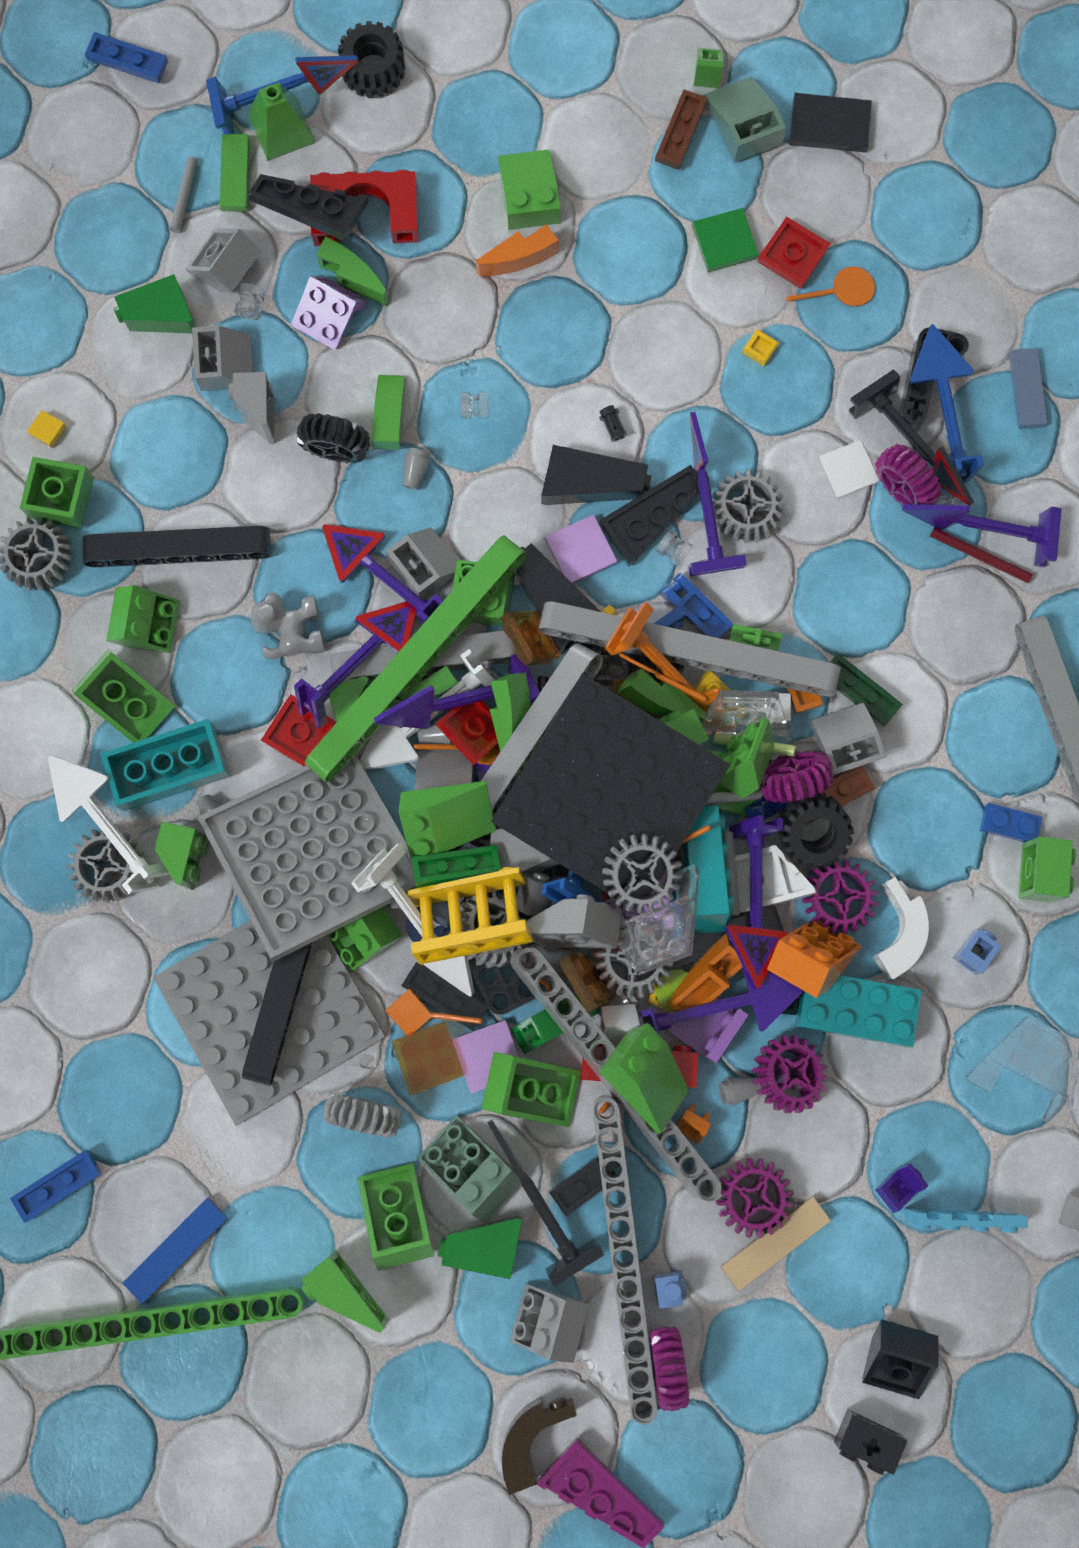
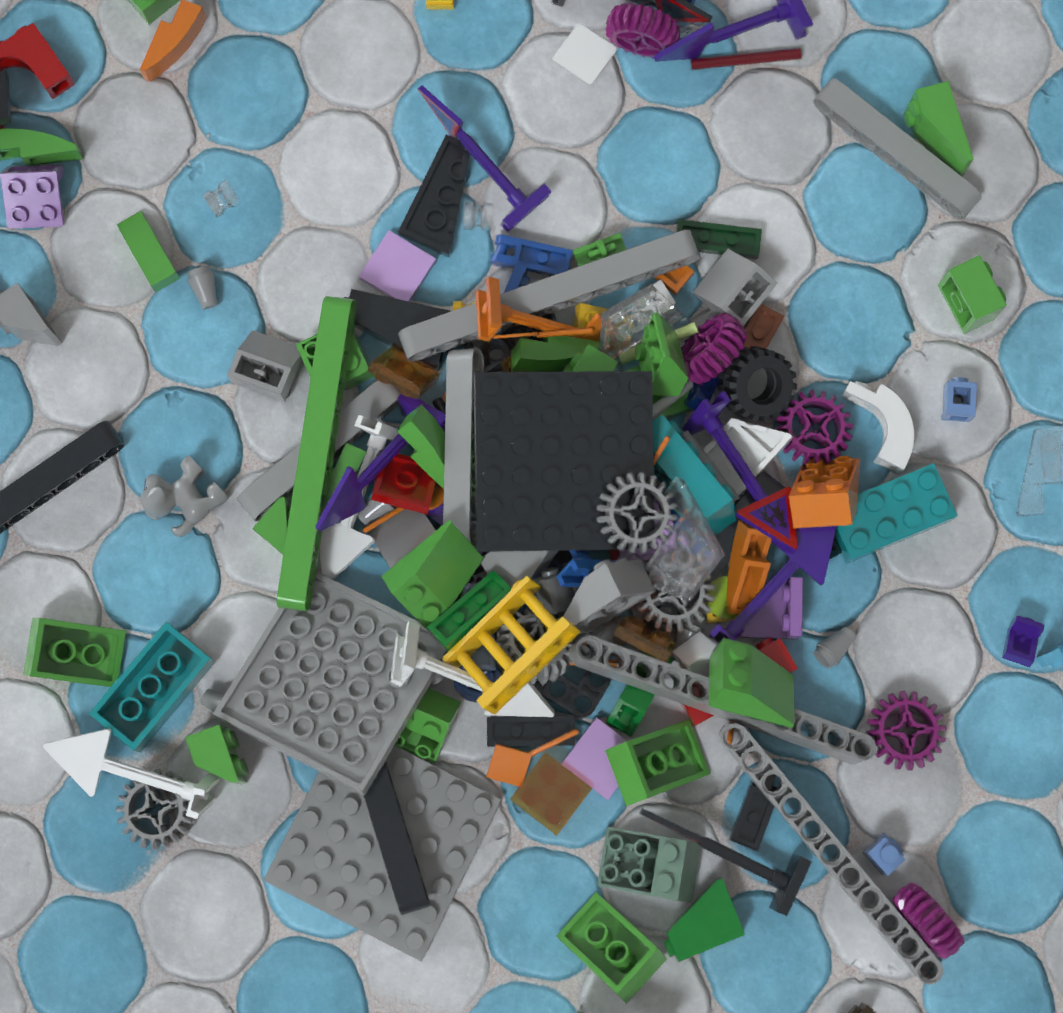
camera: 30 degrees left, 0 degrees up
(142, 619) = (46, 572): bright green slope -> none
(295, 734) = (251, 582): red plate -> none
(333, 438) = (114, 305): black gear -> none
(353, 548) = (194, 393): piece -> none
(362, 1115) = (527, 879): light grey gear -> none
(388, 625) = (272, 440): dark purple piece -> none
(549, 1323) = (802, 951): light grey slope -> none
(591, 477) = (367, 198): black slope -> none
(610, 417) = (352, 138): black pin -> none
(692, 1125) = (815, 703): orange tile -> none
(758, 505) = (536, 127): light grey gear -> none
(767, 1251) = (946, 767): tan tile -> none
(808, 1083) = (858, 616): magenta gear -> none
(1010, 823) = (916, 274): blue plate -> none

